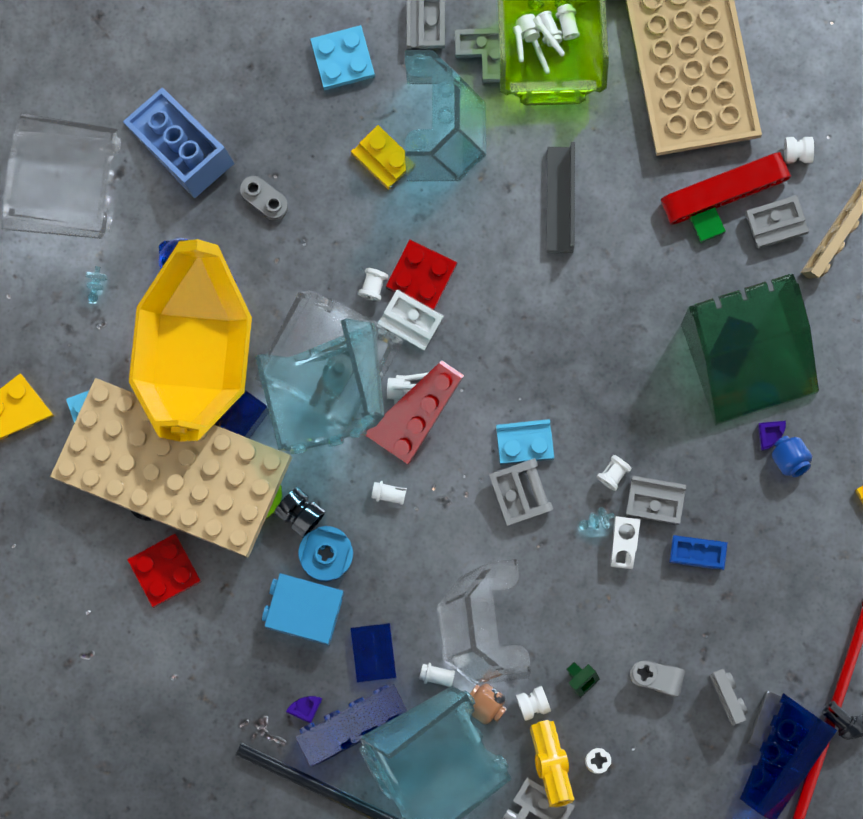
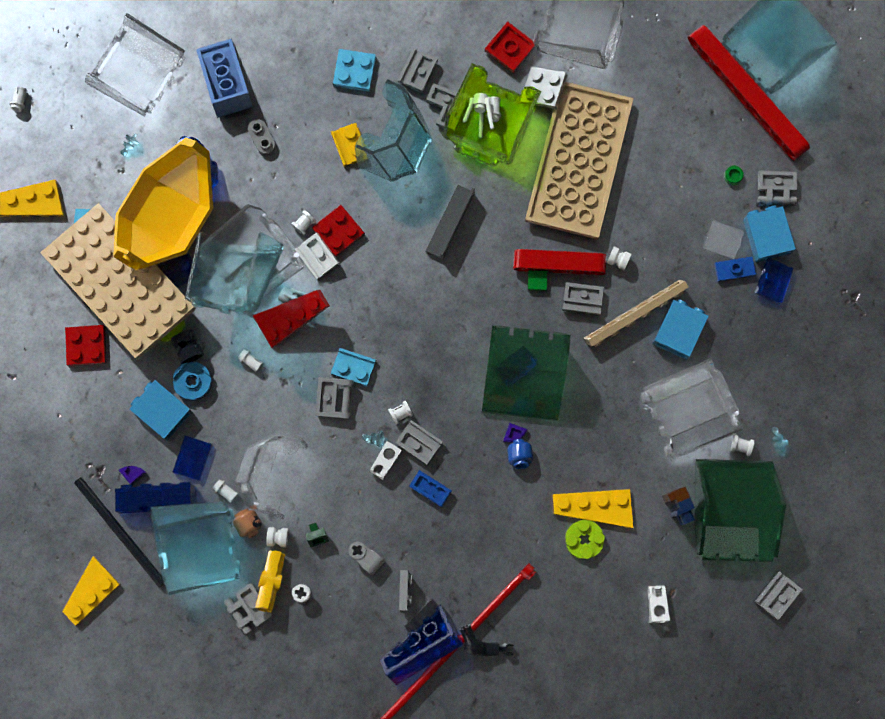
camera: 20 degrees right, 0 degrees up
(566, 15) = (508, 110): white pin -> none

